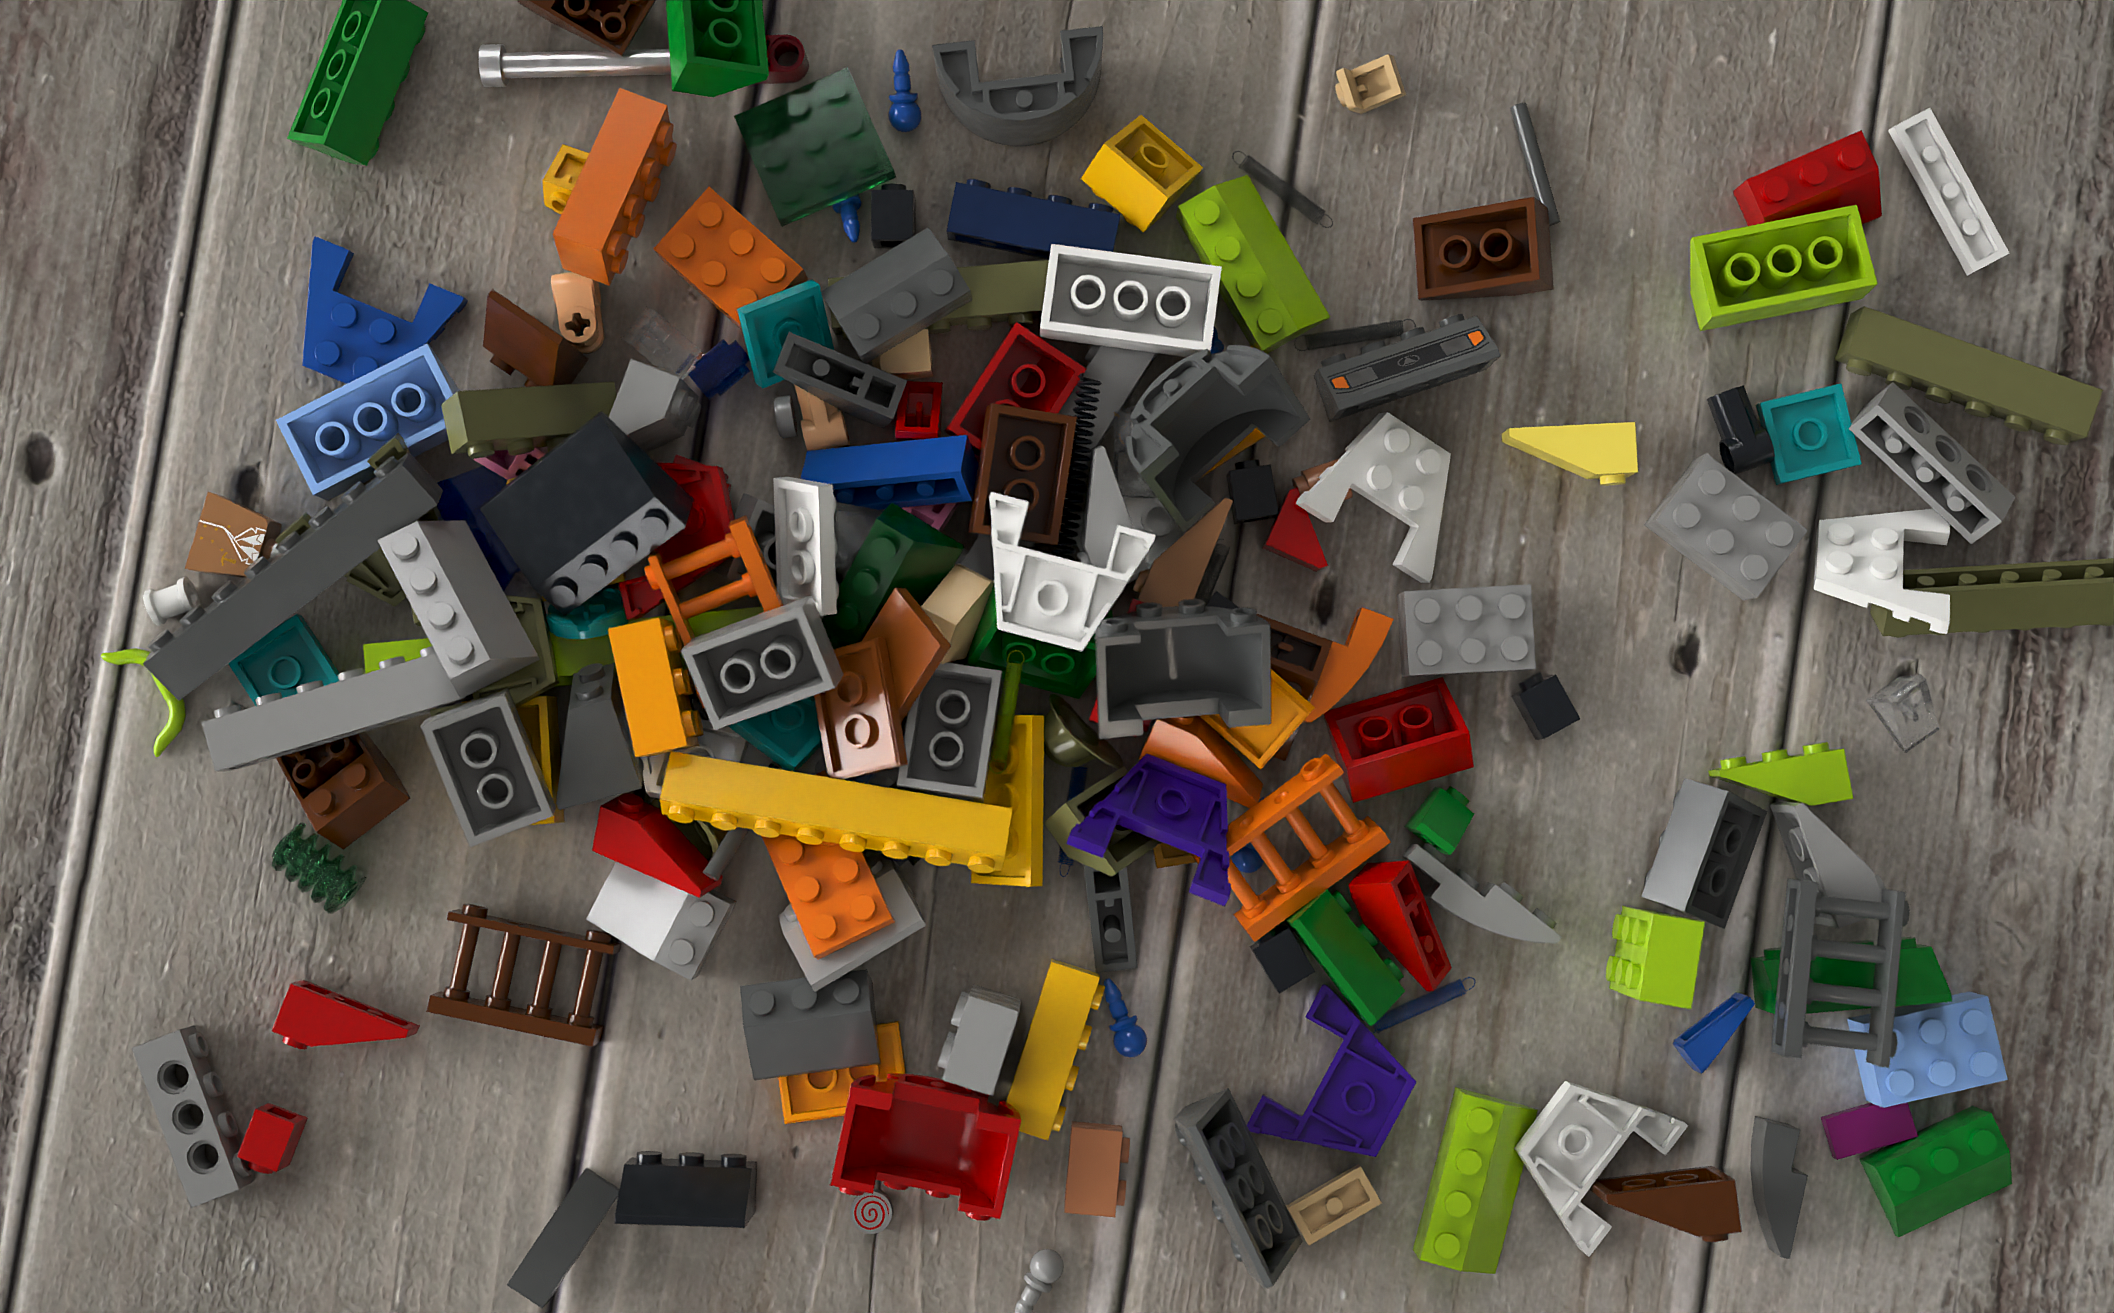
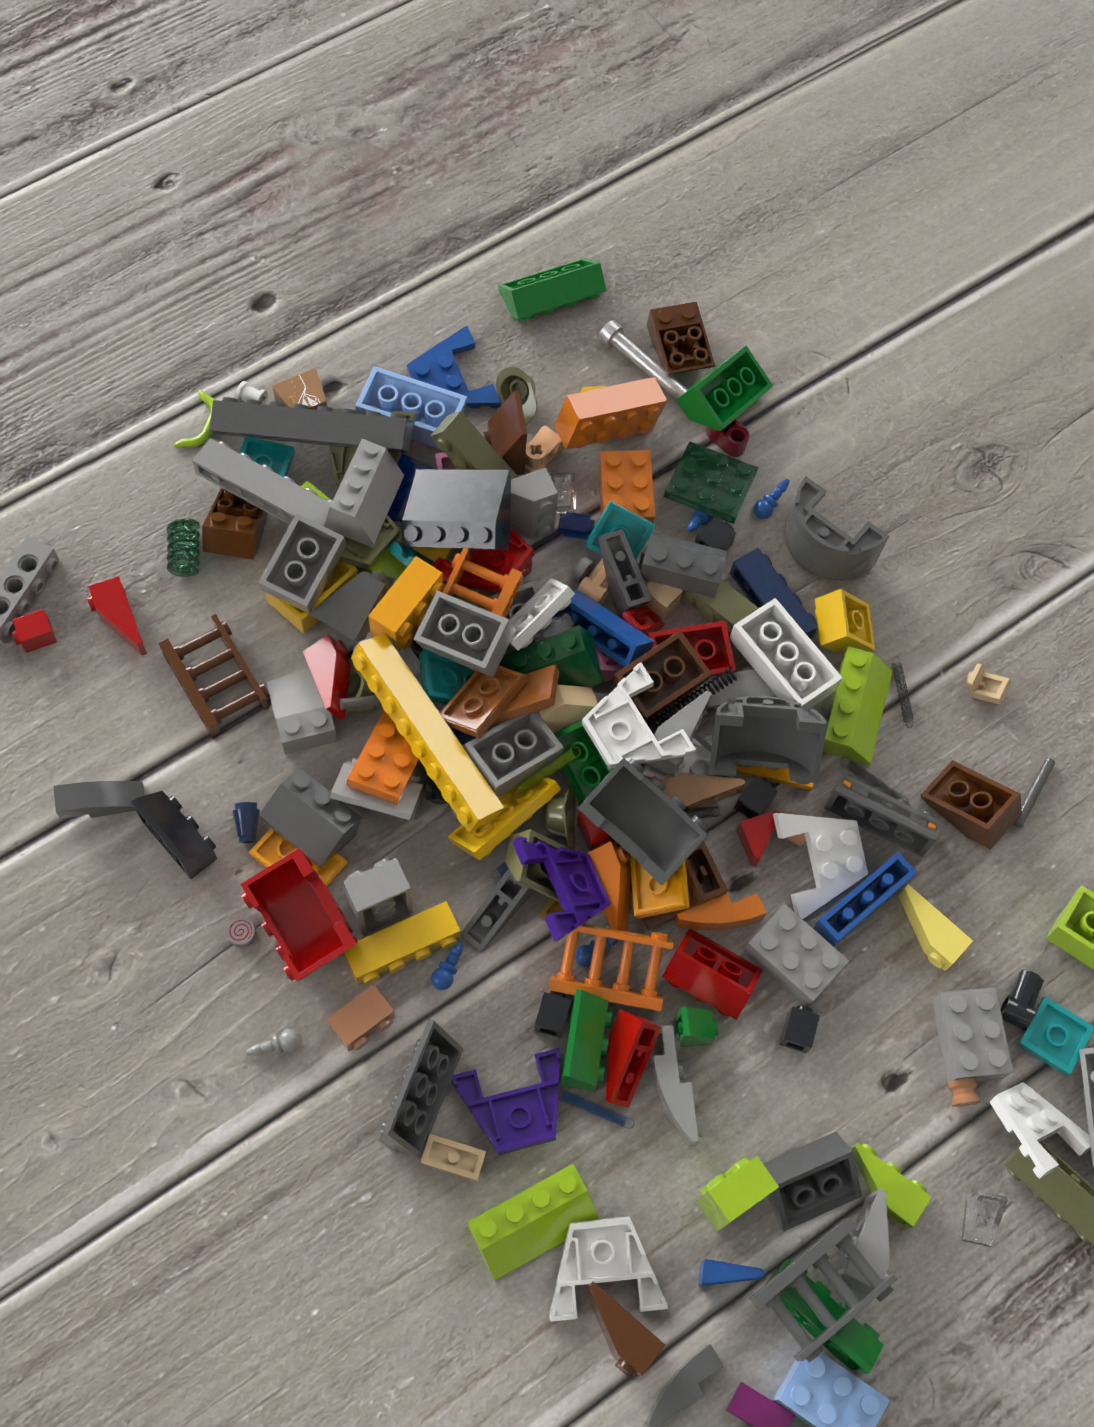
camera: 40 degrees right, 20 degrees down
(473, 267) = (515, 379): none -> olive piece
(745, 1095) = (246, 821): none -> dark blue cone
(1479, 493) = (865, 899): none -> blue brick
(1774, 600) = (964, 1092): none -> nougat wheel

